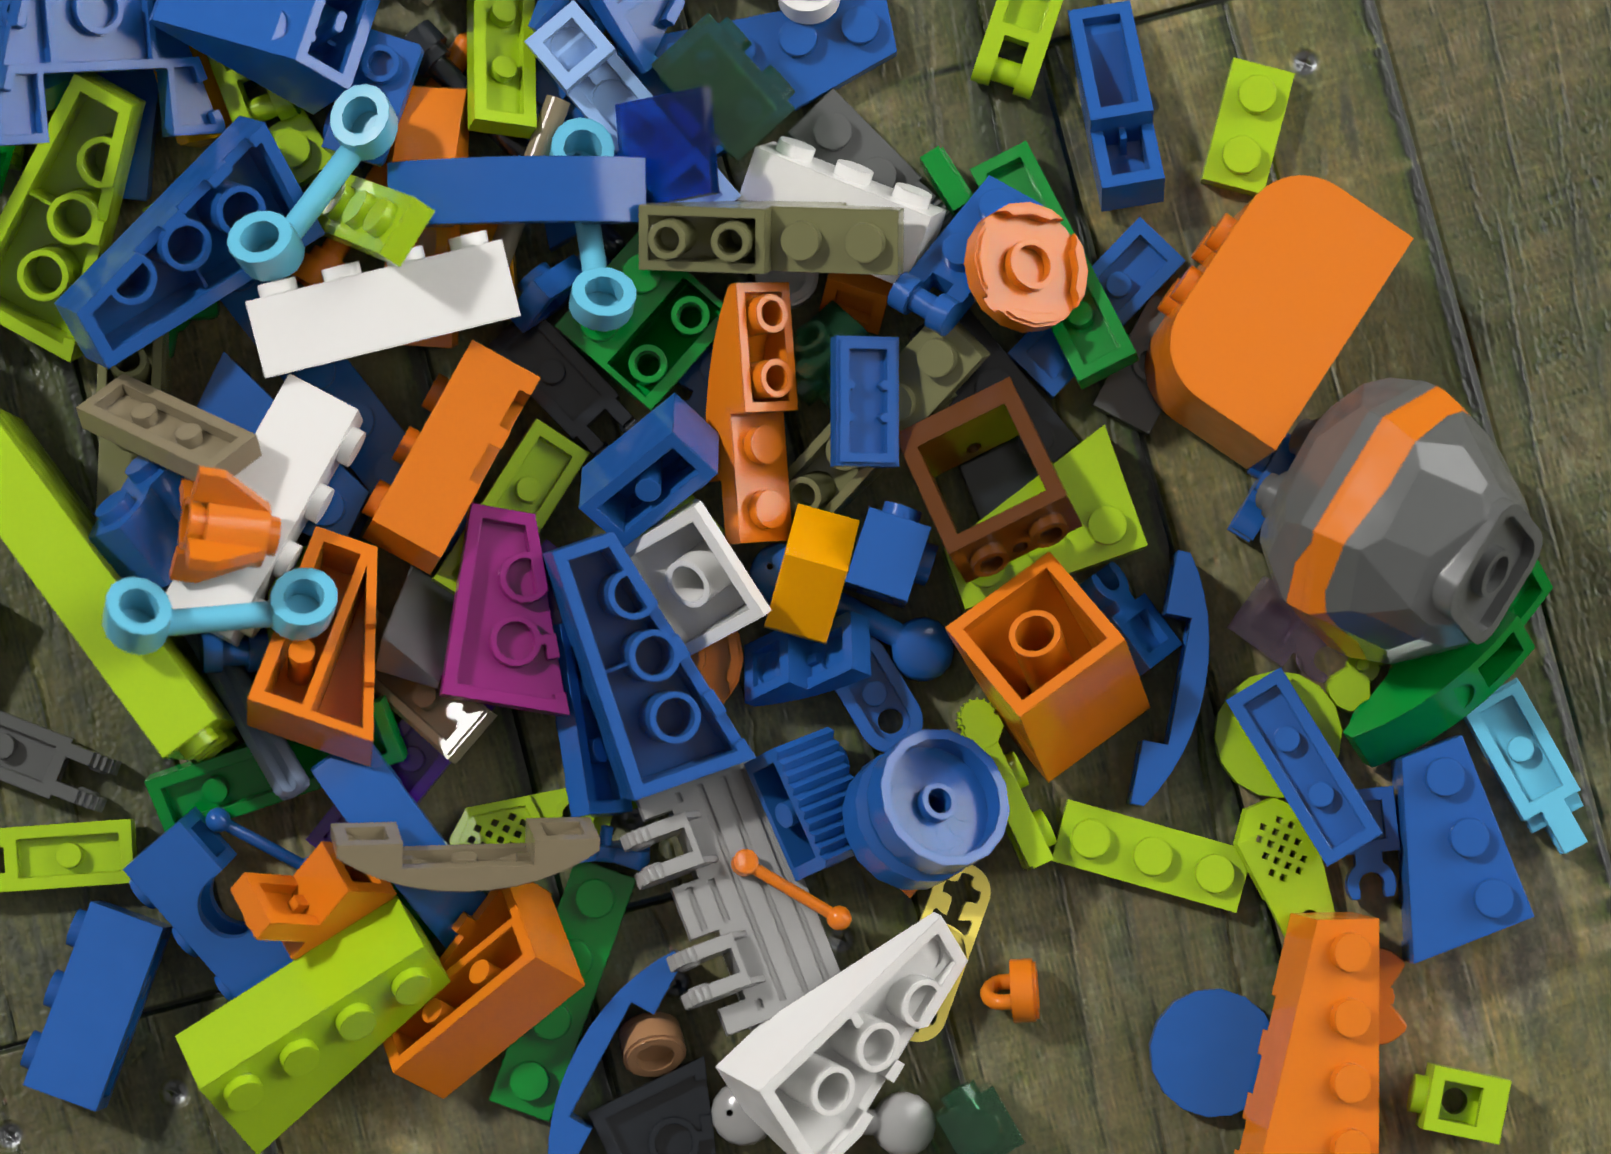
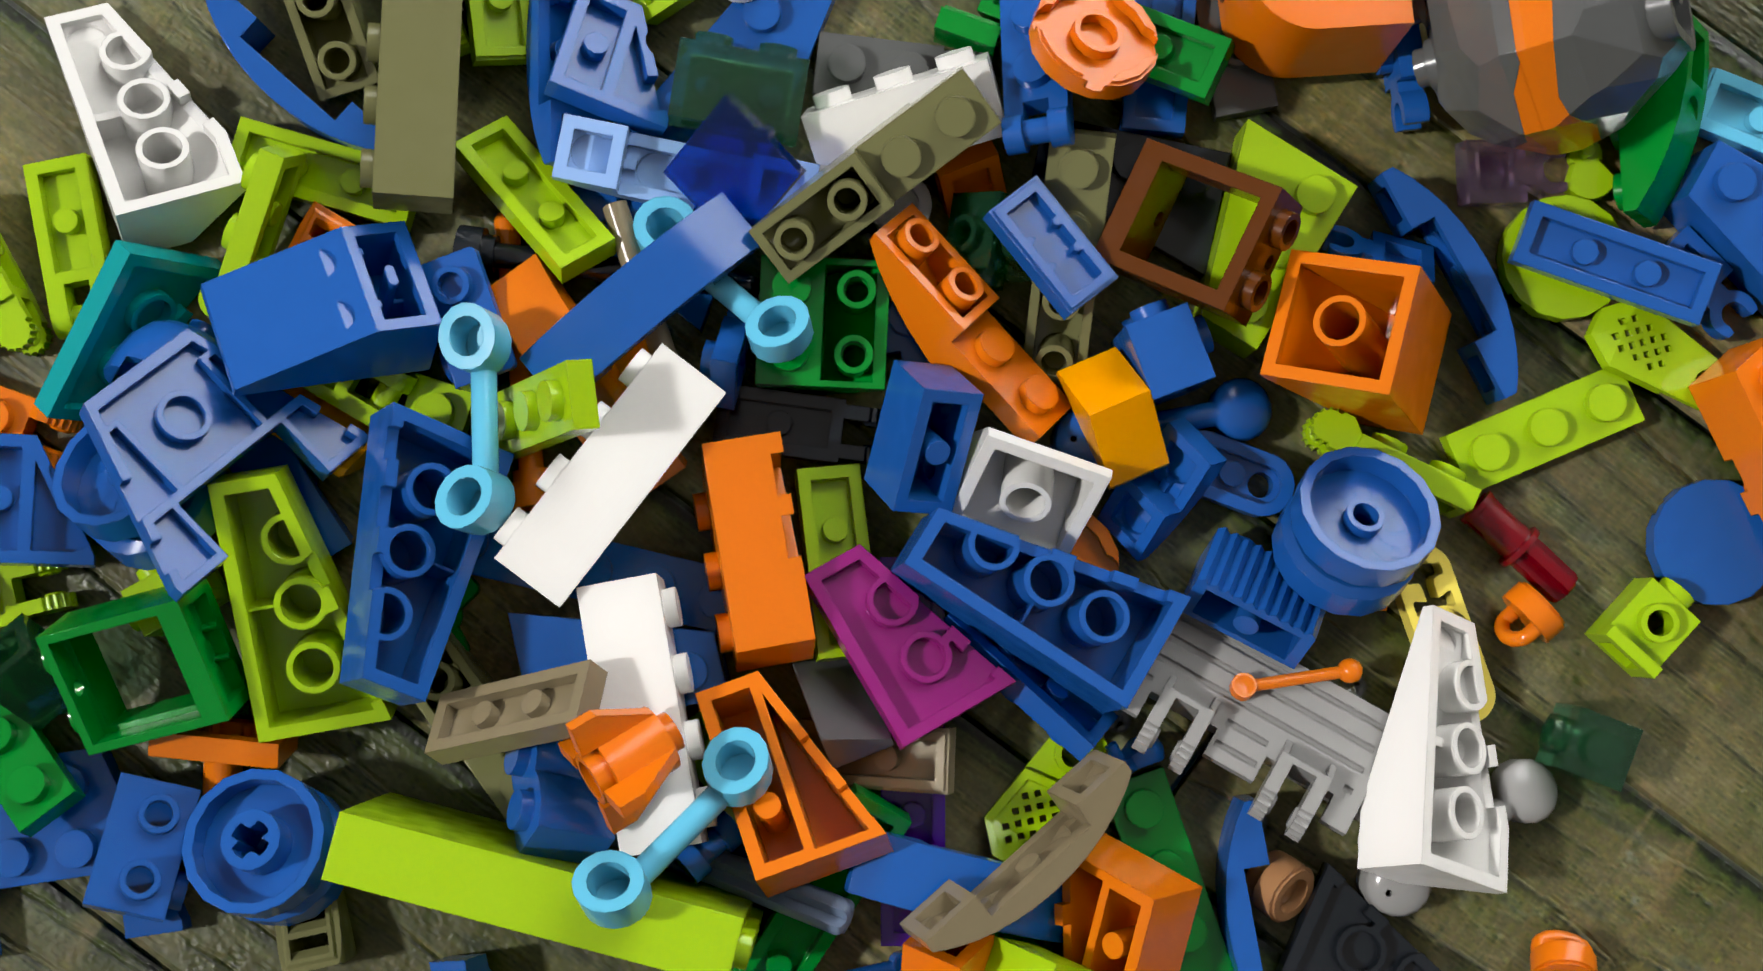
camera: 40 degrees left, 0 degrees up
(1056, 934) = (1520, 548): none -> dark red axle
(1079, 1066) = (1624, 629): none -> lime brick

